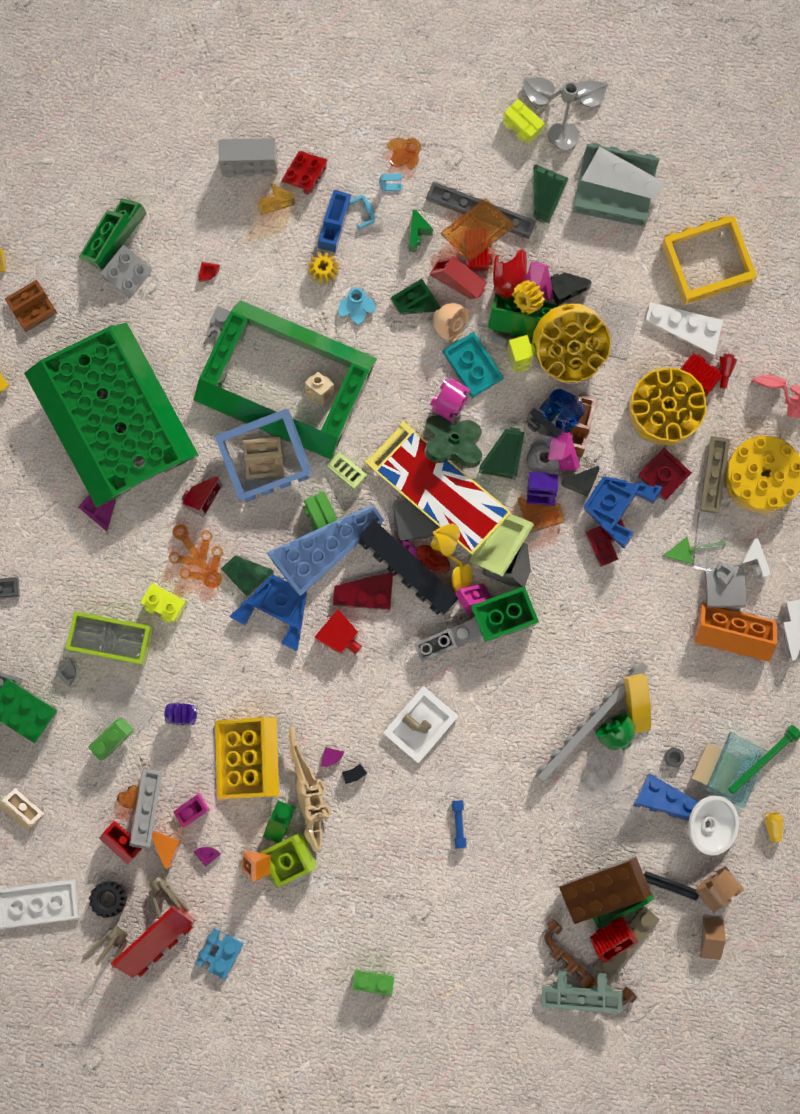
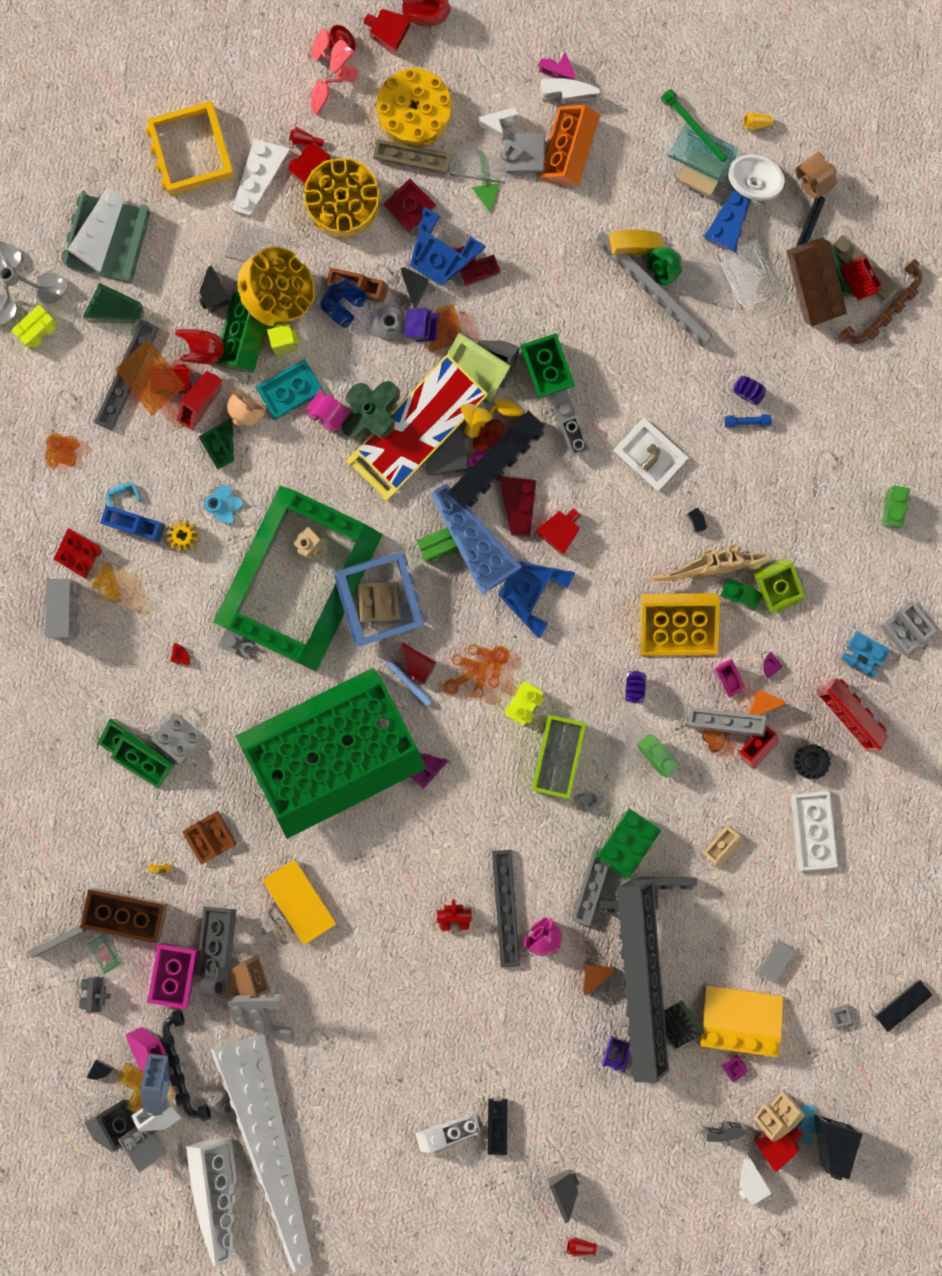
camera: 85 degrees left, 5 degrees up
(116, 937) = (849, 752): dark tan plant -> none
(161, 889) = (803, 709): dark tan plant -> none
(178, 496) = (409, 683): none -> light blue bar
(246, 574) = (496, 622): clear green wing -> none
(247, 999) = (908, 628): none -> light grey slope
(255, 865) = (783, 617): orange slope -> none
(331, 757) = (679, 542): magenta tile -> none
(357, 482) = (410, 512): yellowish green slope -> none
(390, 177) = (94, 463): medium azure piece -> none
(418, 227) = (142, 438): green slope -> none
(472, 595) = (527, 396): dark pink slope -> none
(489, 824) = (749, 390): none -> dark purple gear
(497, 338) = (268, 356): light grey tile -> none
(505, 455) = (384, 360): clear green slope -> none
(528, 297) = (227, 327): yellow gear -> none
(540, 275) = (208, 317): dark pink slope -> none
(541, 424) = (353, 326): black wing -> none
(564, 451) = (385, 301): dark pink slope -> none
(598, 999) = (916, 293): sand green hinge -> none
(674, 757) = (688, 212): dark grey tile -> none
(712, 938) = (861, 185): medium nougat slope -> none

